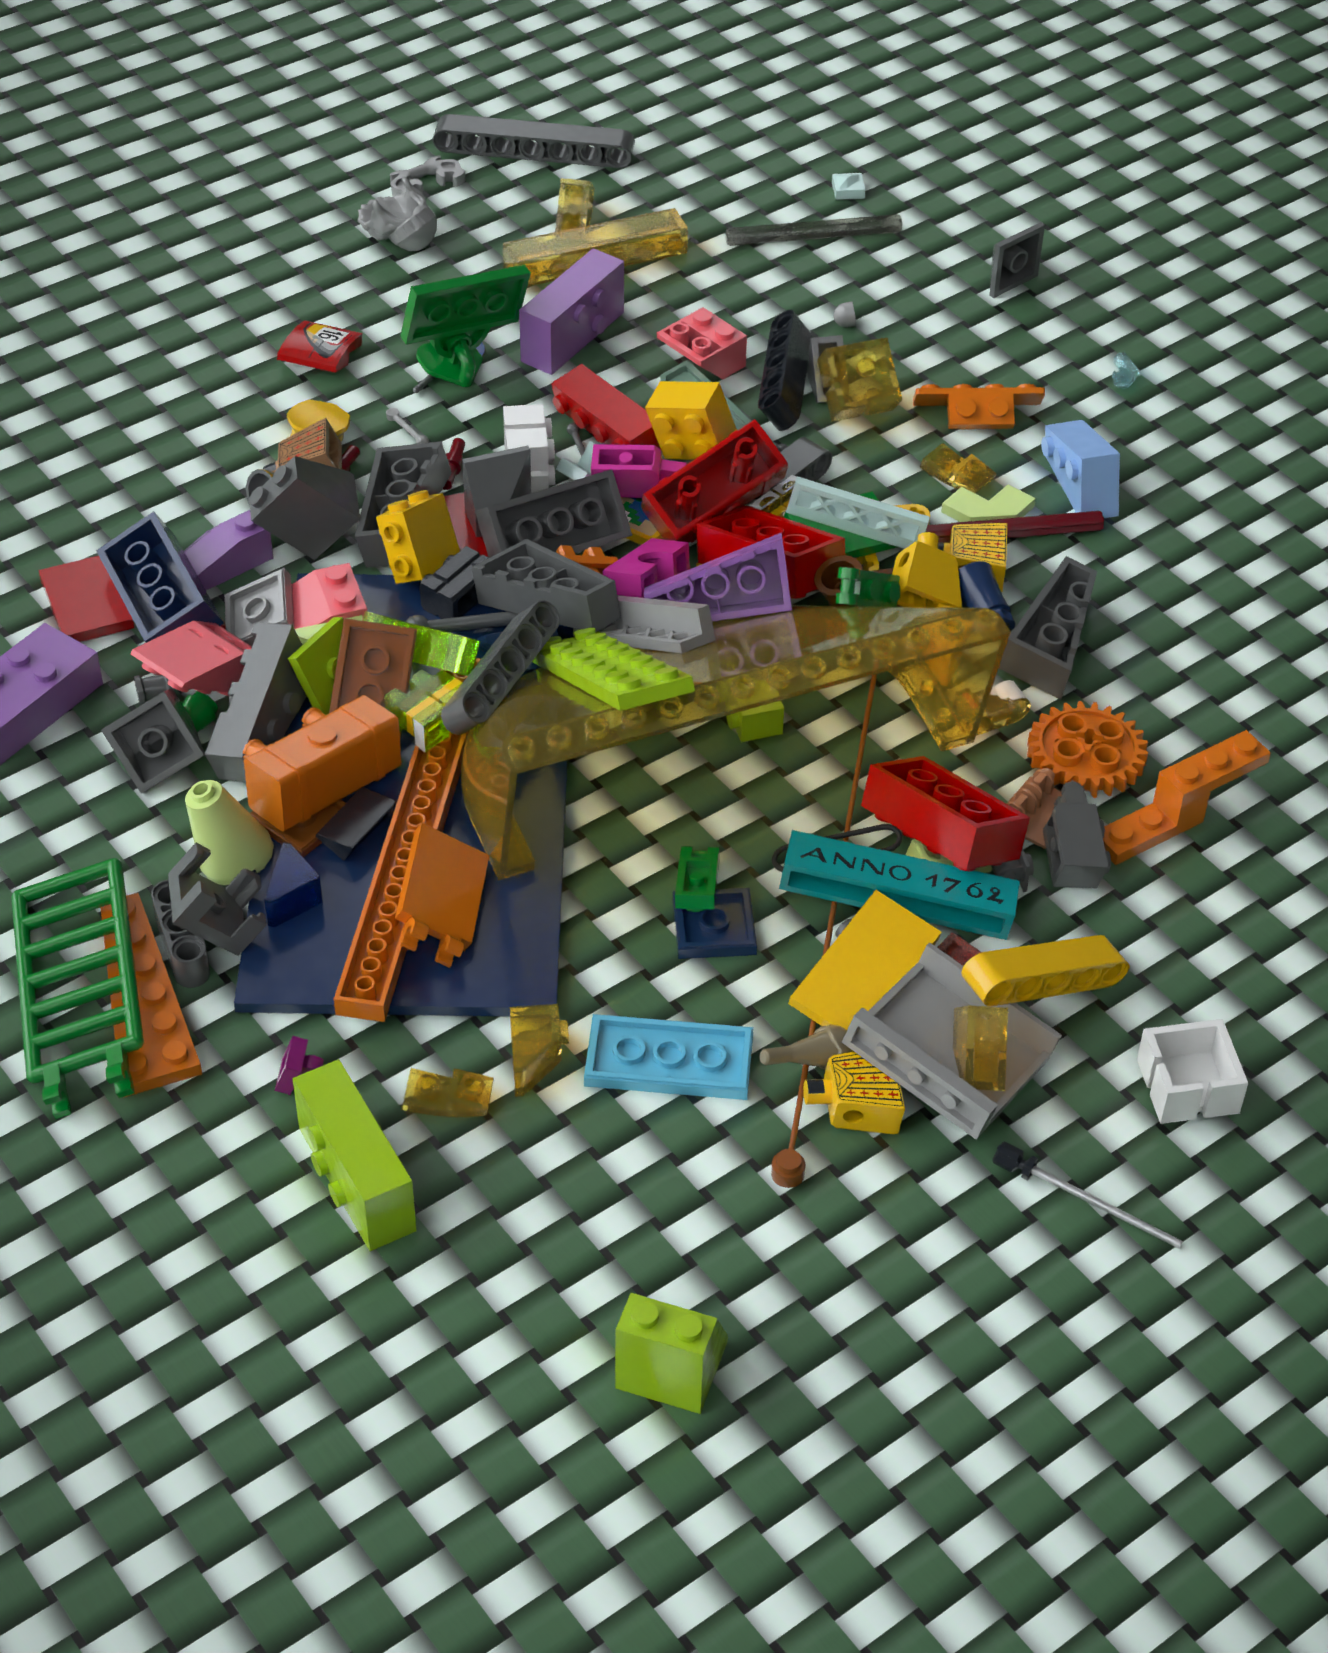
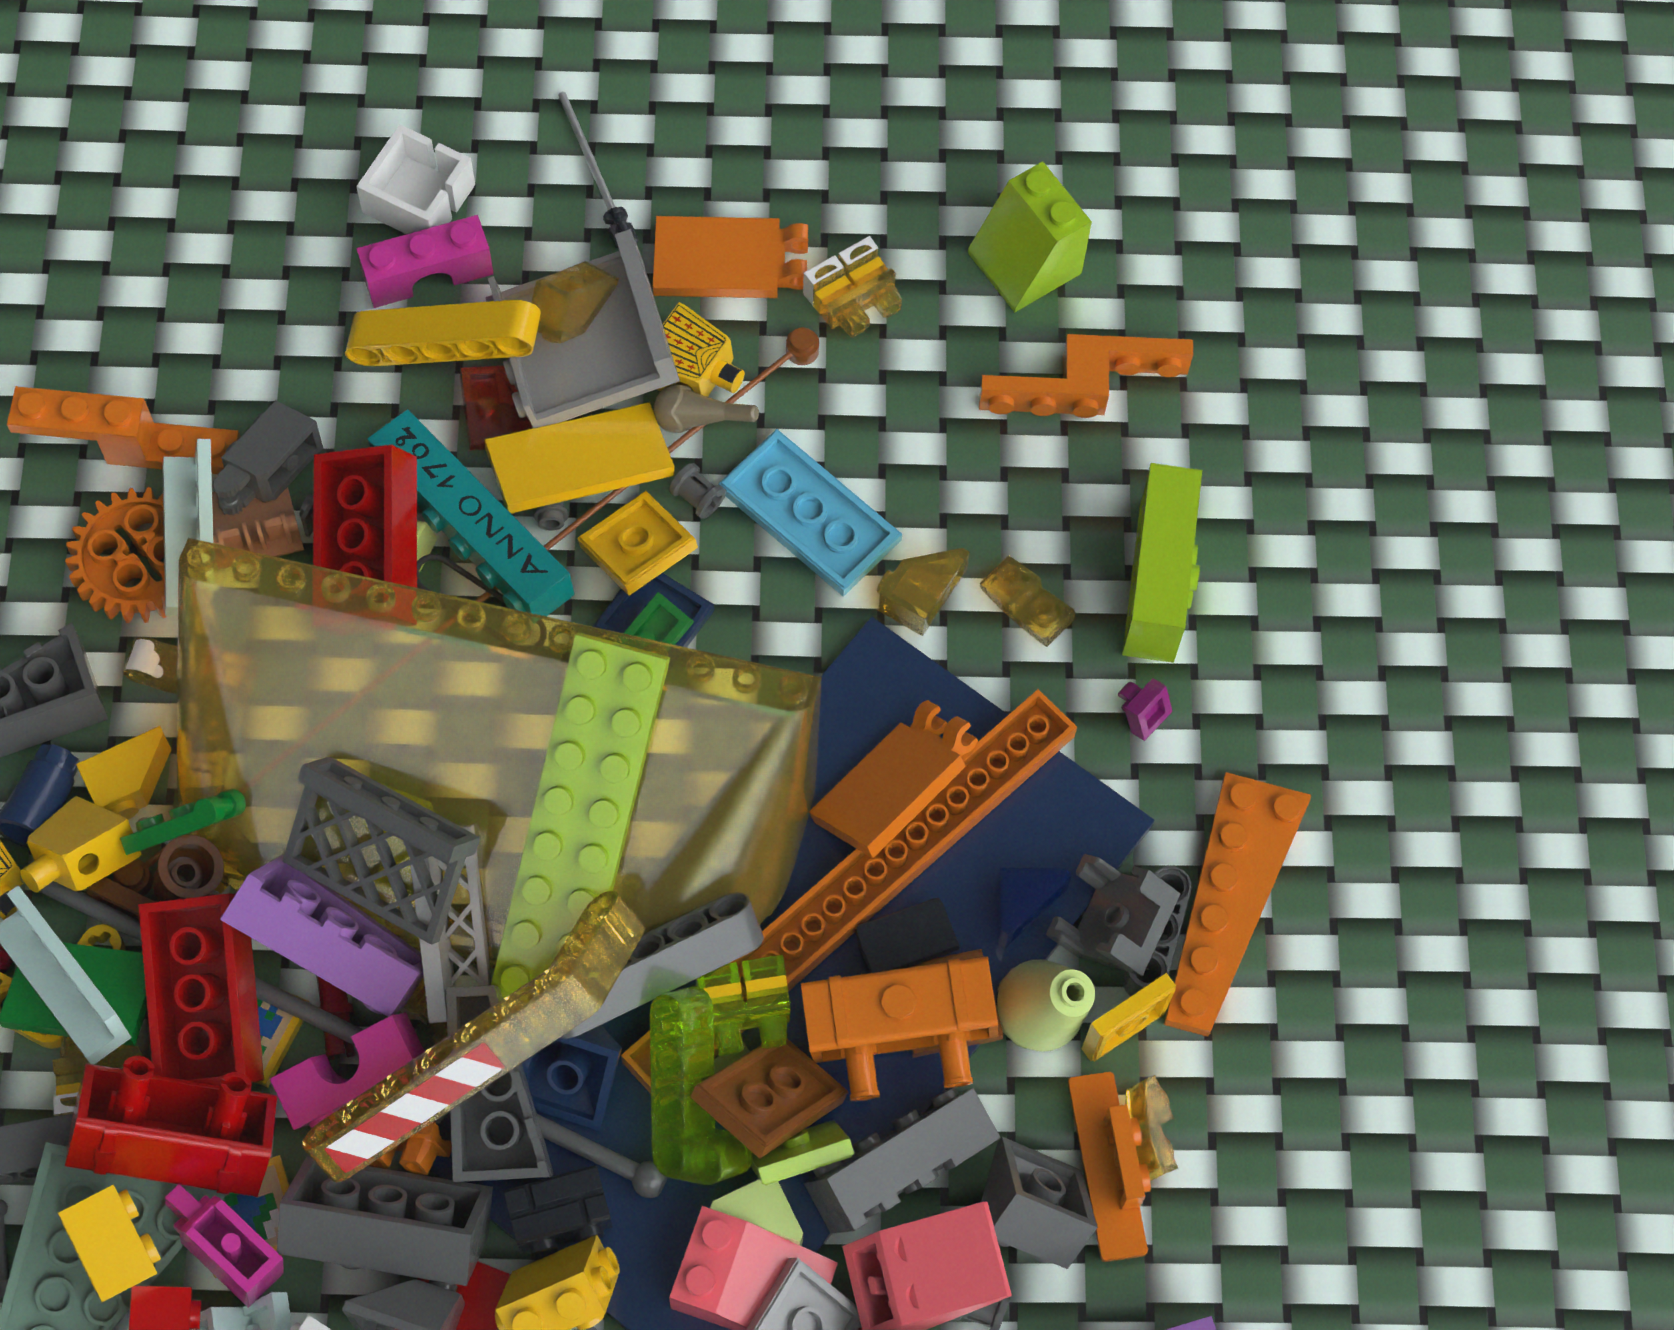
camera: 145 degrees left, 20 degrees up
(33, 1042) = (1361, 852): green bar -> none
(104, 822) = (1152, 1109): none -> clear yellow slope
(123, 799) = (1111, 1165): none -> orange bracket
(161, 851) = (1128, 1018): none -> yellow tile
(528, 581) = (484, 1046): none -> clear yellow beam
(535, 1282) = (1085, 375): none -> orange bracket
(729, 600) = (400, 818): none -> dark grey fence
(762, 1010) = (697, 490): none -> dark grey bush
(770, 950) = (637, 543): none -> yellow tile
(791, 1230) = (850, 285): none -> clear yellow hips
(914, 1197) = (727, 257): none -> orange tile
(1062, 755) = (185, 511): none -> light aqua fence
(1112, 1044) = (399, 262): none -> dark pink arch

